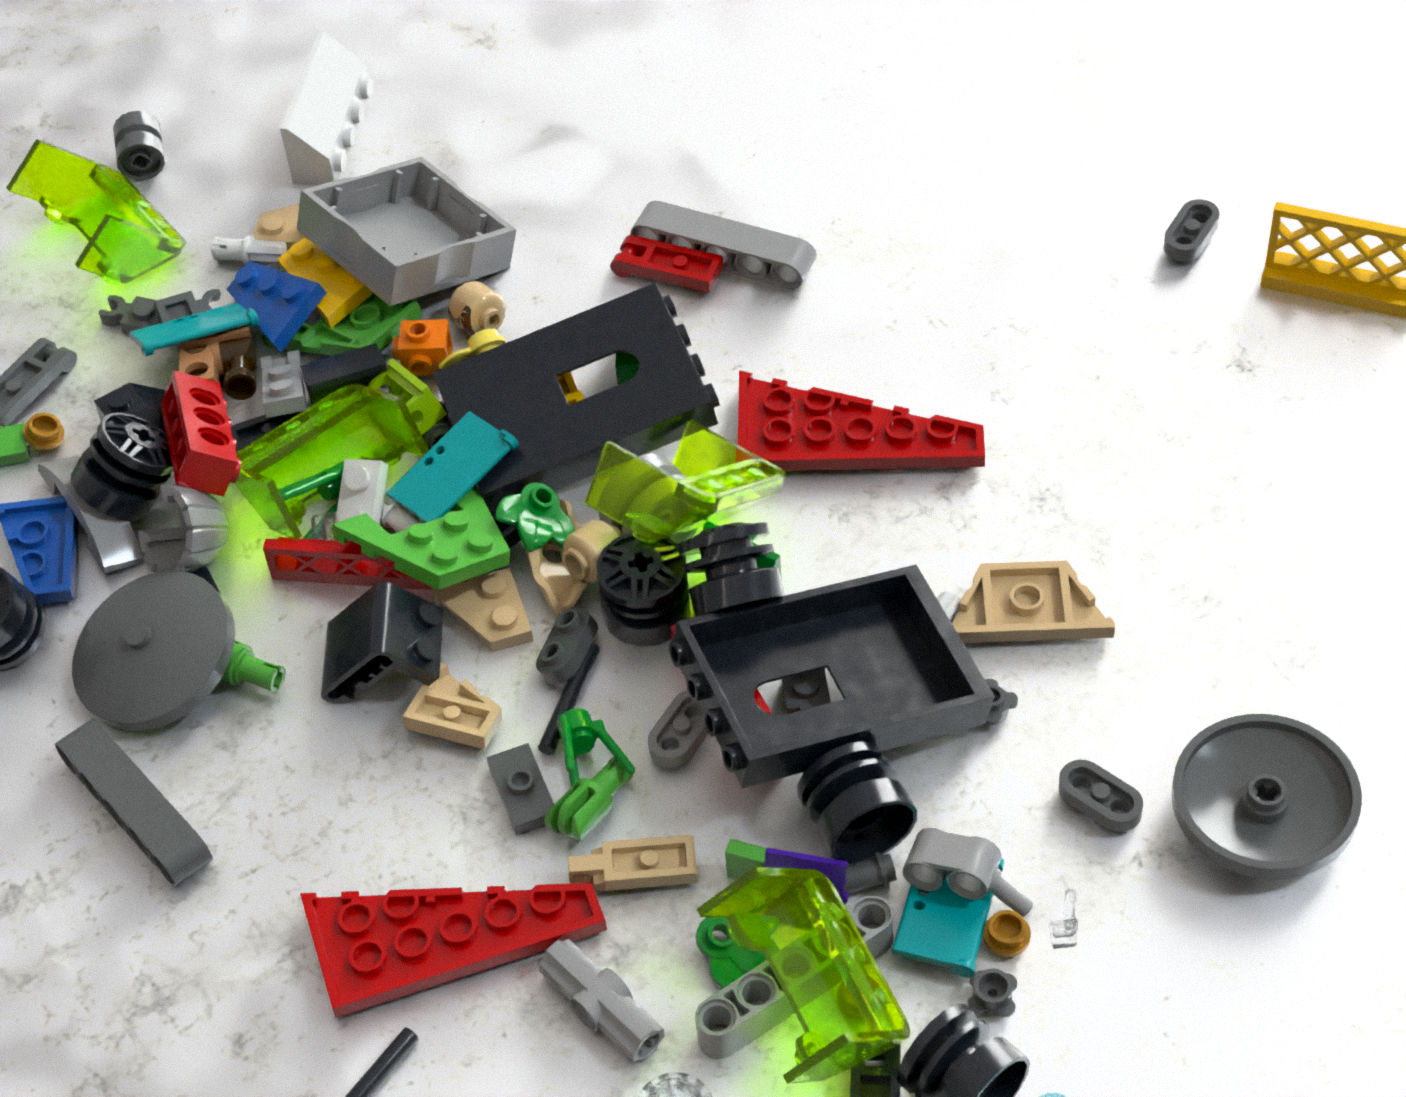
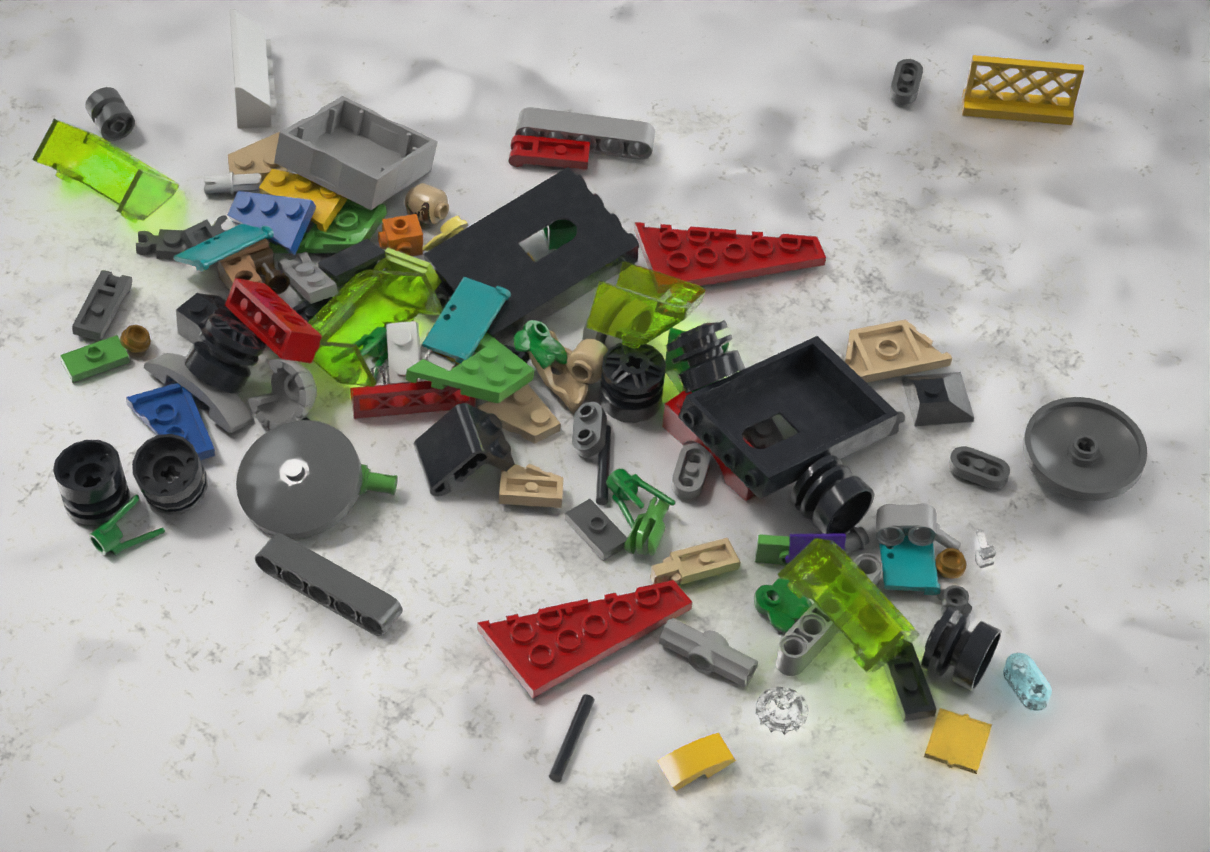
camera: 25 degrees left, 0 degrees up
(1079, 683) = (937, 399): none -> black slope

